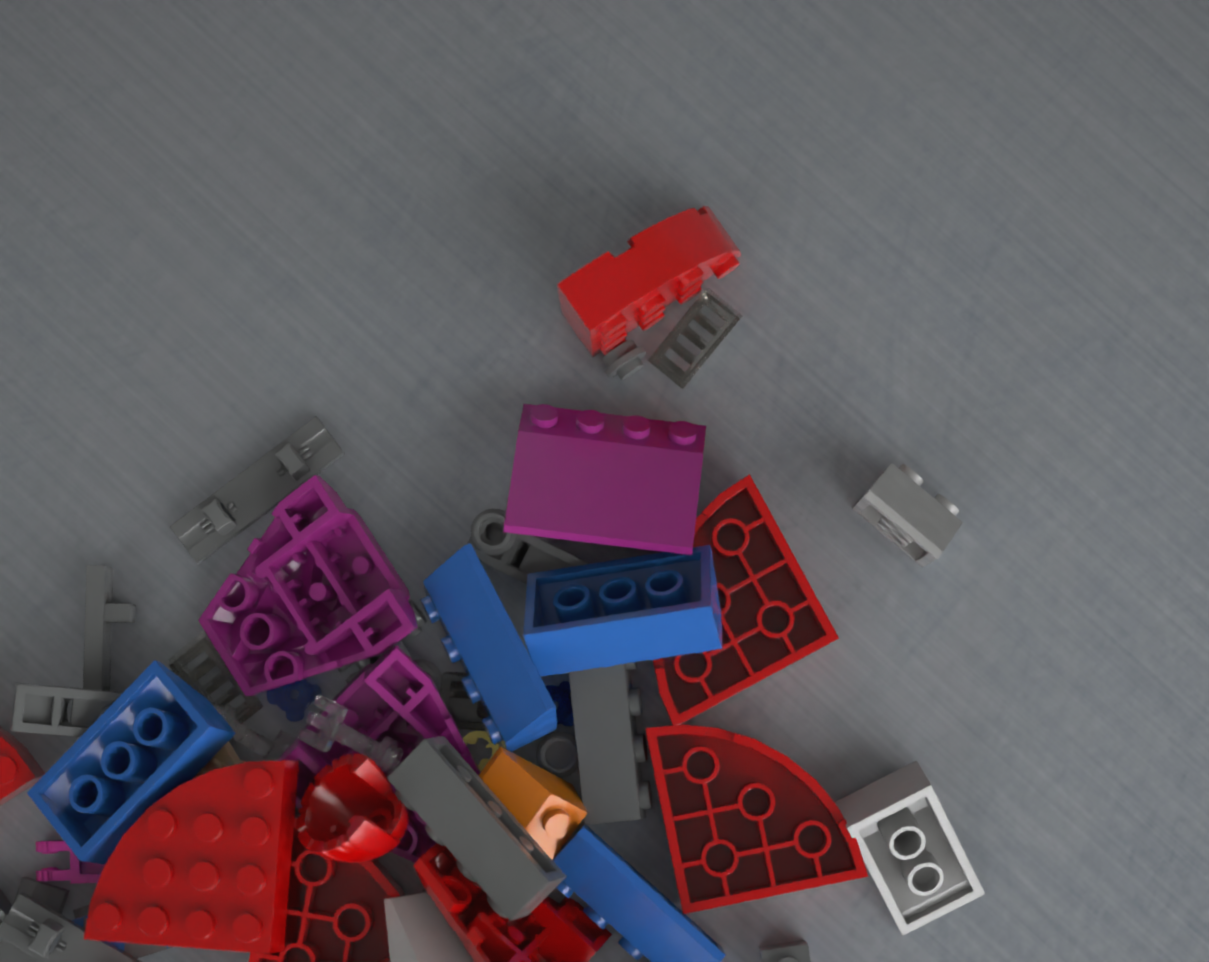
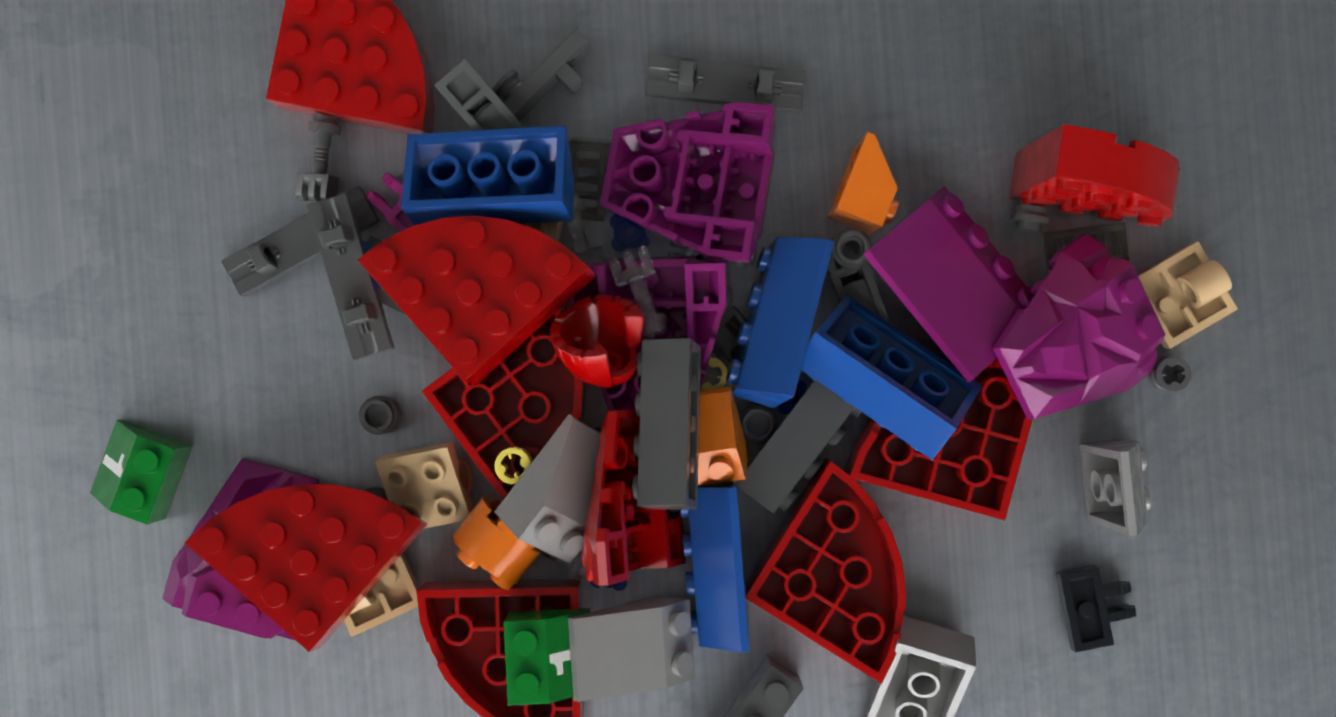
camera: 30 degrees right, 5 degrees up
(72, 669) = (507, 85): none -> dark grey bush
(460, 472) = (866, 189): none -> orange slope
(752, 422) = (1081, 333): none -> magenta wedge
(814, 302) = (1187, 293): none -> tan plate
(880, 385) = (1183, 374): none -> dark grey bush
(990, 645) = (1086, 608): none -> black hinge

